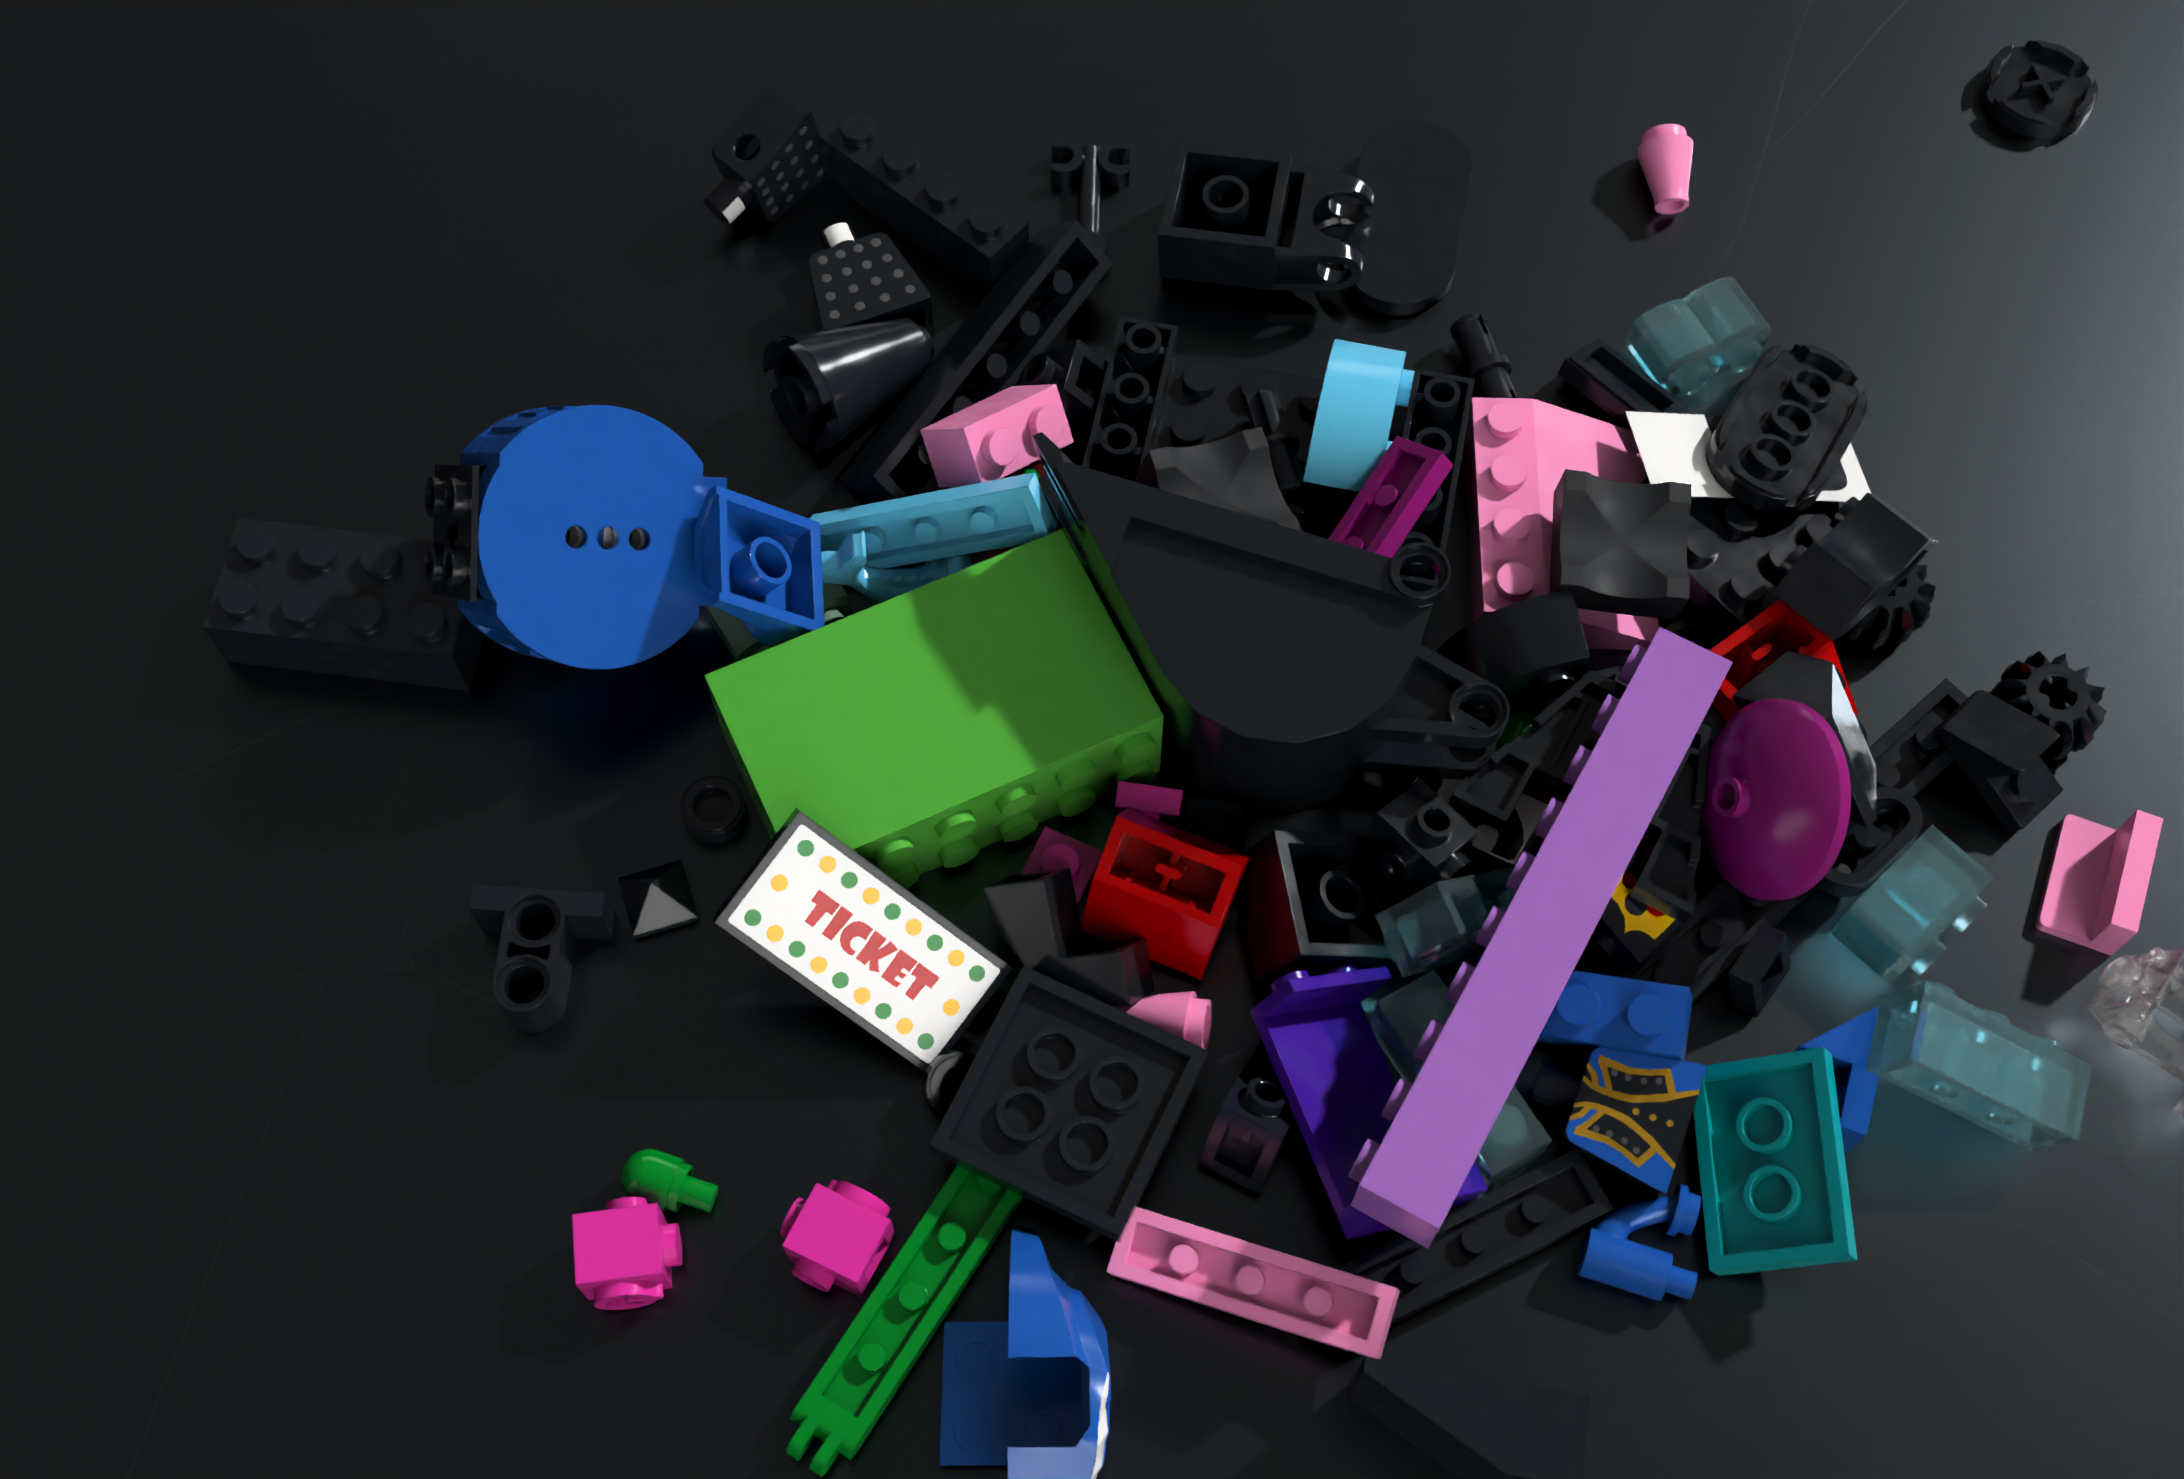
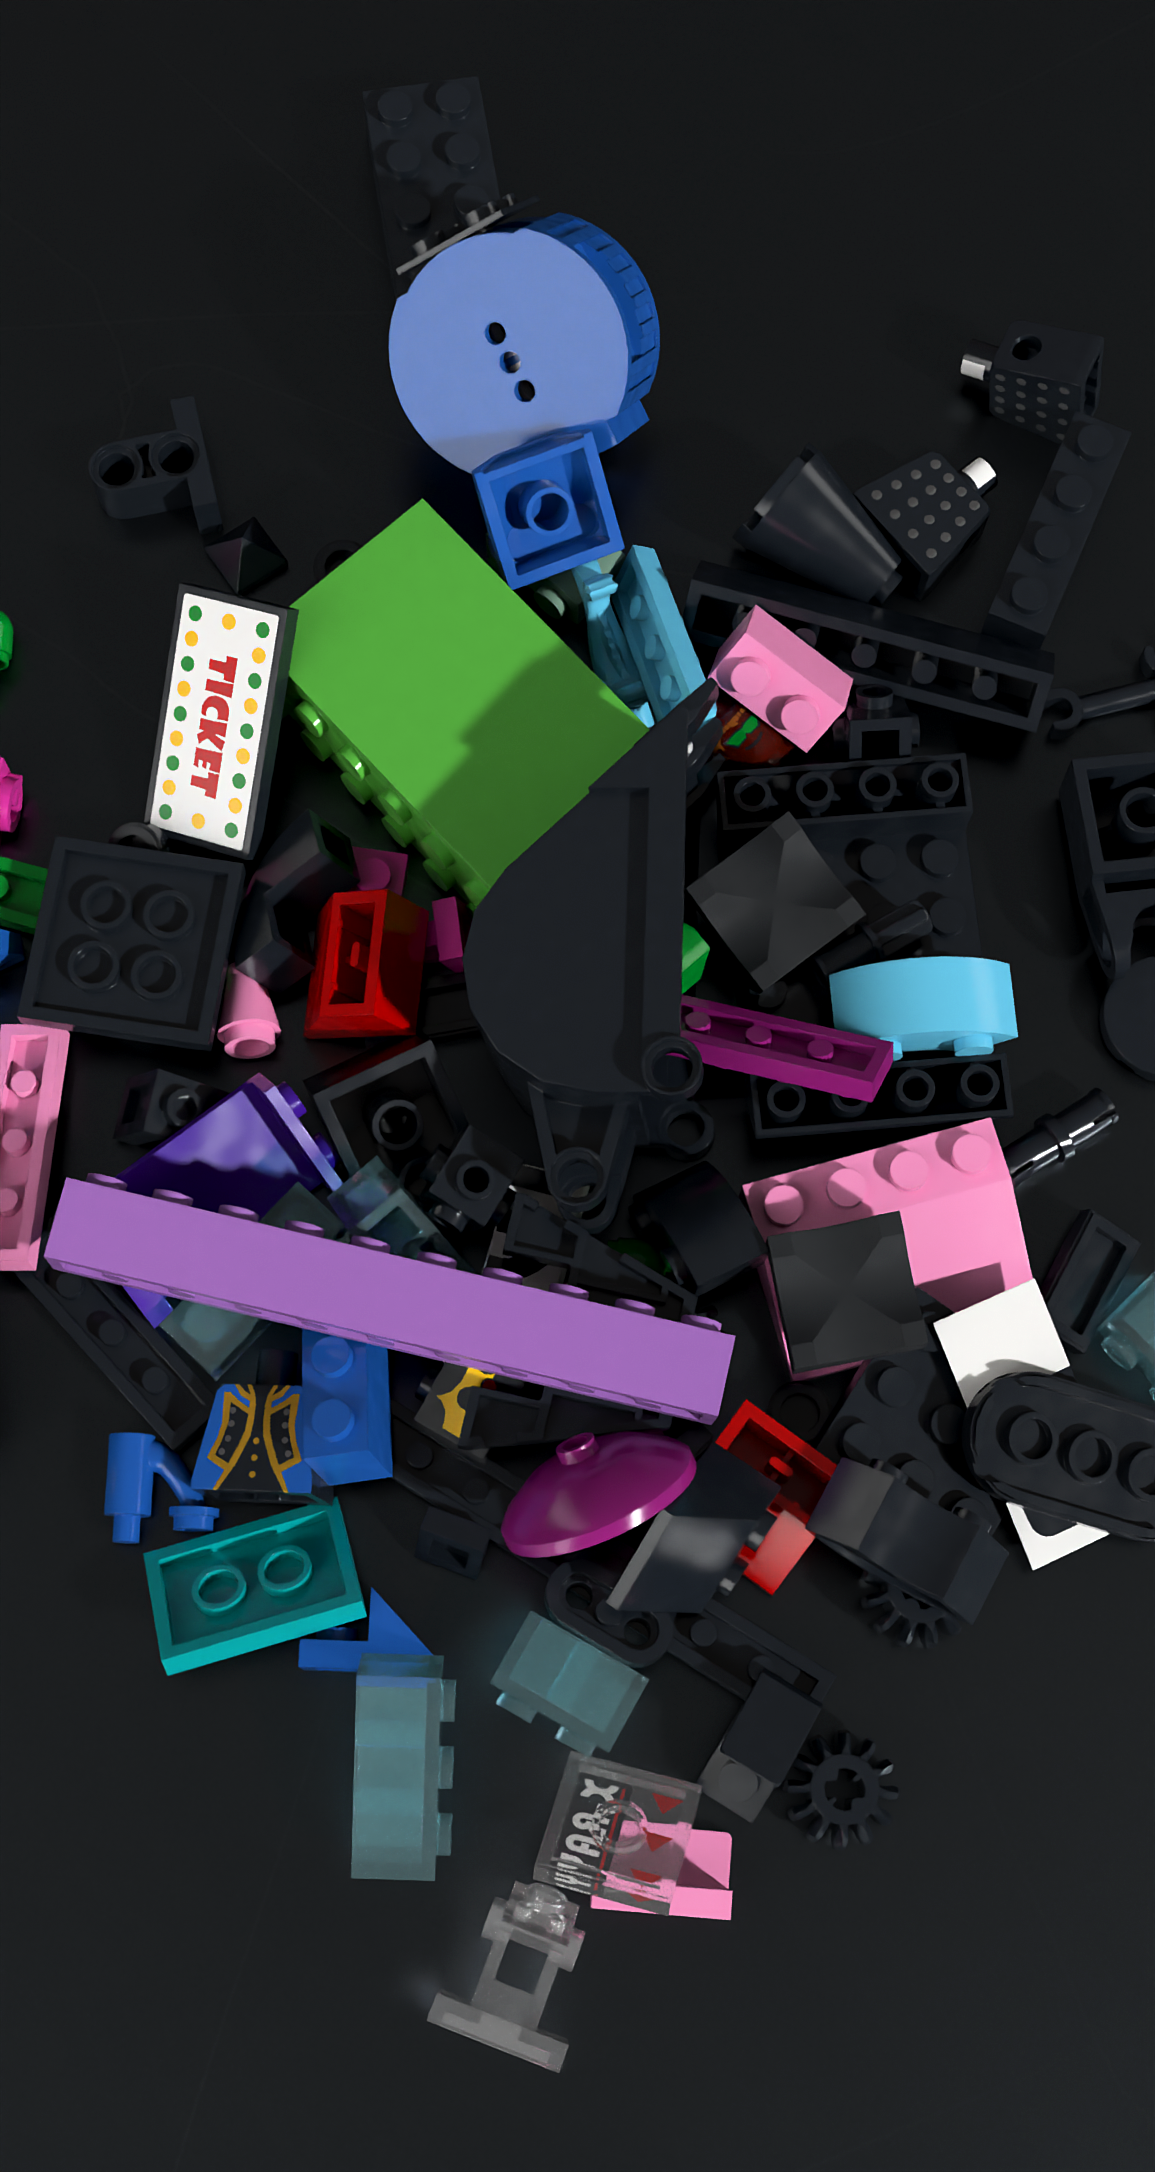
camera: 70 degrees right, 10 degrees up
(2066, 895) = (618, 1833): none -> clear tile

